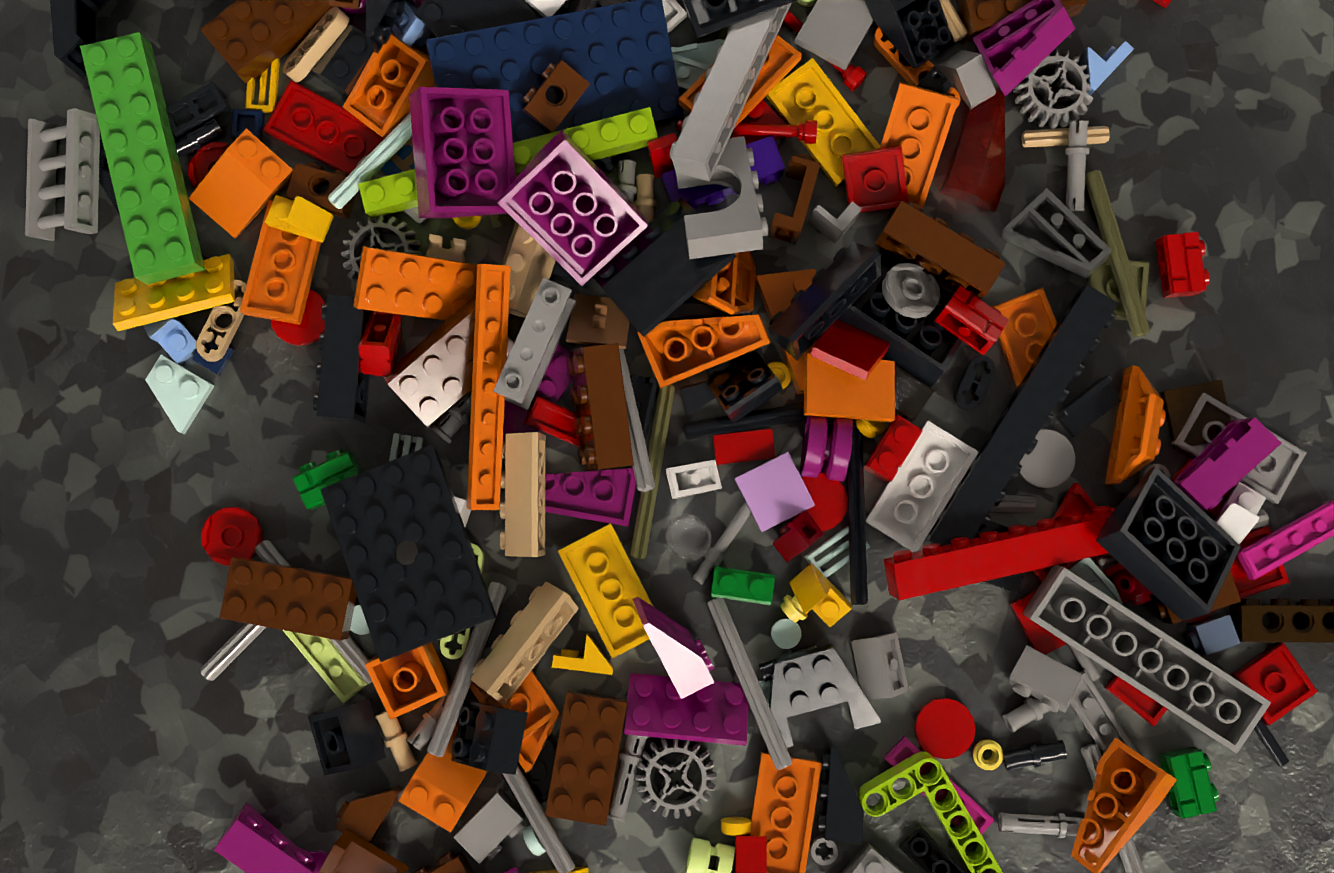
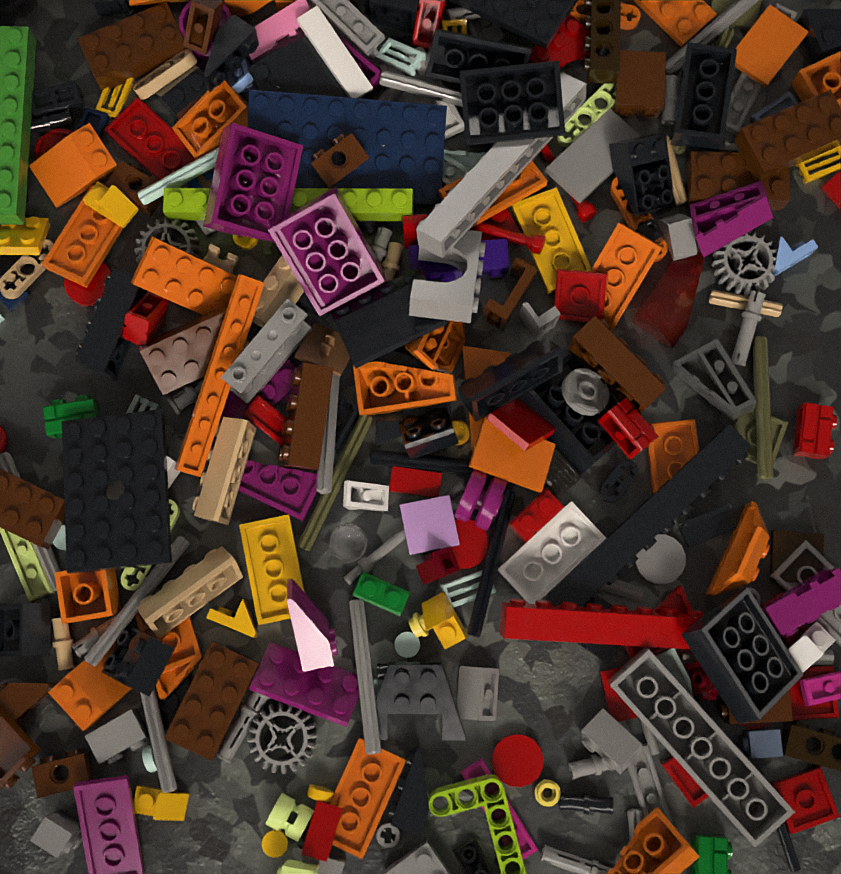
camera: 15 degrees right, 5 degrees down
(870, 428) = (523, 494): yellow tile -> none

